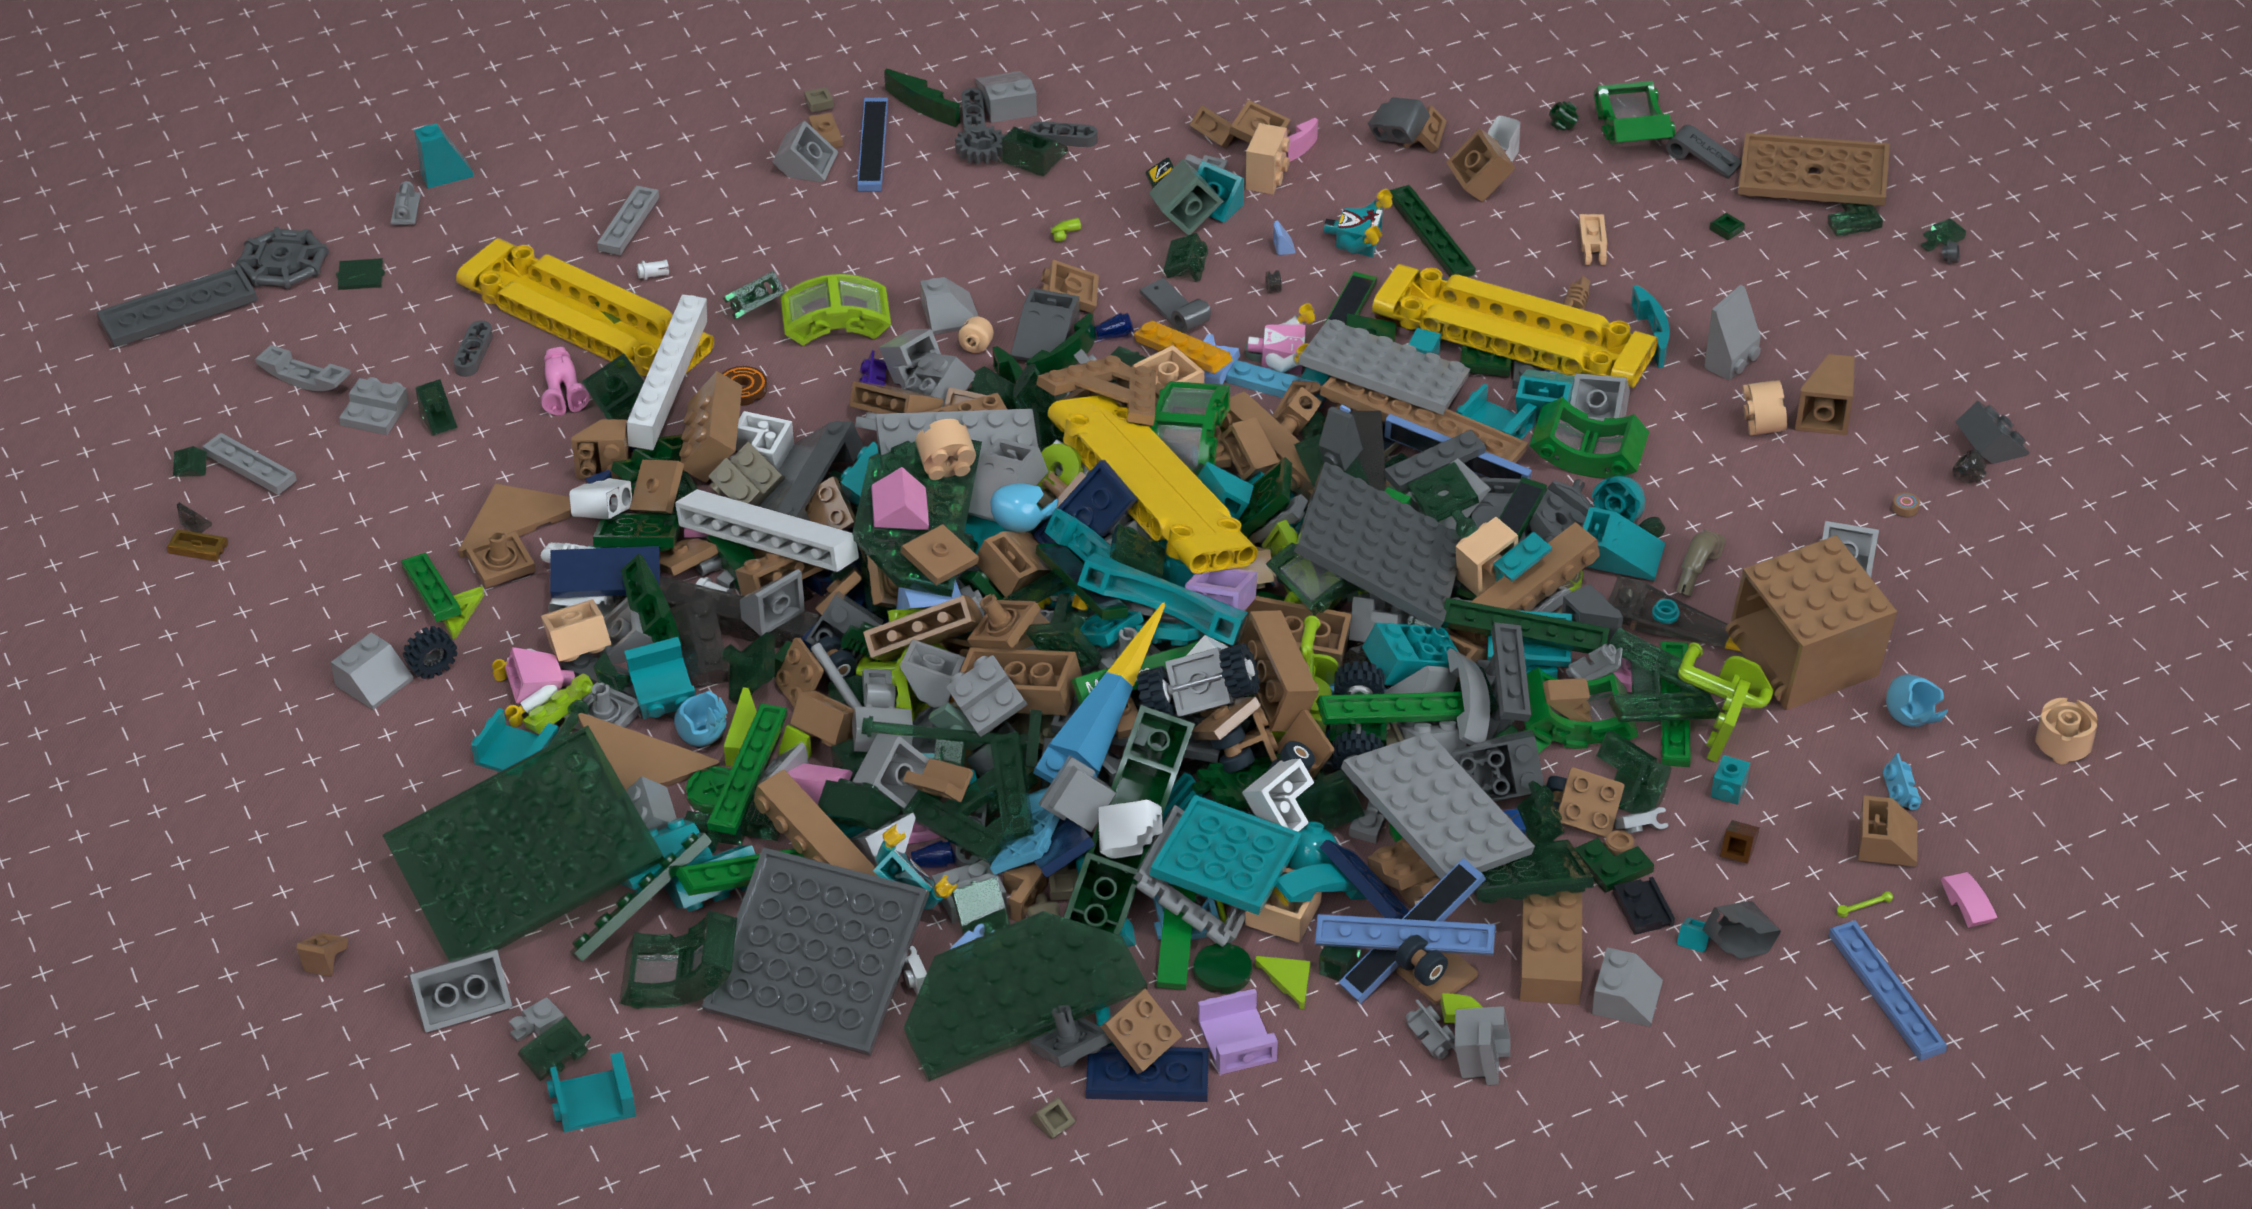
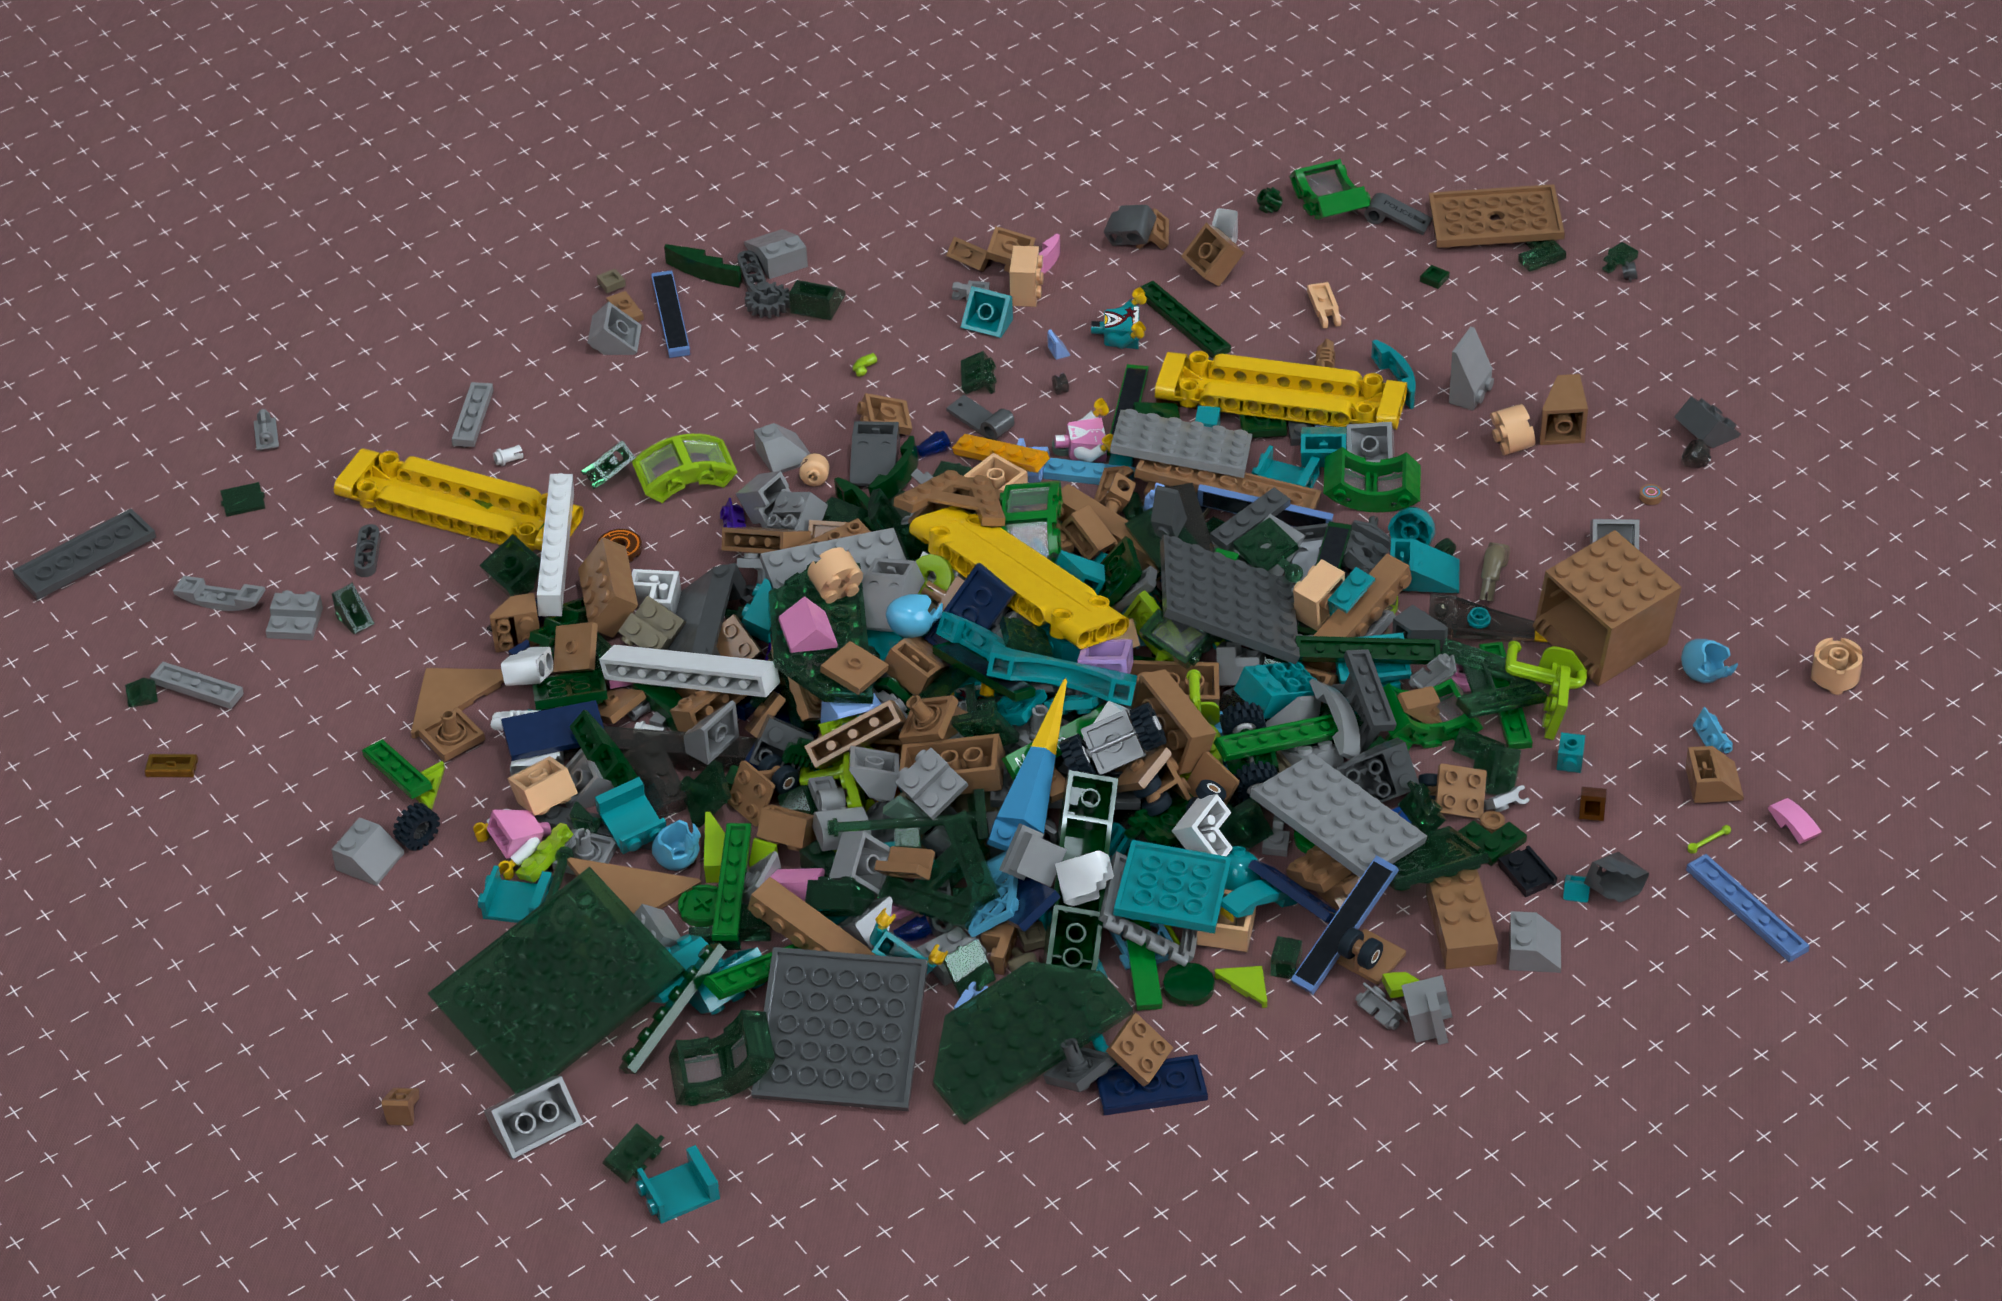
camera: 10 degrees left, 0 degrees up
(192, 520) = (160, 743): clear smoke slope -> none
(271, 261) = (156, 499): dark grey plate -> none
(439, 157) = (285, 384): teal slope -> none
(535, 1018) = (609, 1128): light grey plate -> none
(560, 370) = (453, 557): bright pink piece -> none
(835, 675) = (785, 789): light grey bar -> none
(915, 970) = (929, 1035): white plate -> none
(1053, 1118) = (1081, 1136): dark tan slope -> none
(1078, 134) = (849, 278): dark grey beam -> none
(1159, 171) = (935, 303): slope -> none
(1185, 197) = (964, 320): sand green slope -> none
(1236, 1032) = (1216, 1037): lavender panel -> none
(1391, 933) = (1331, 929): medium blue tile -> none

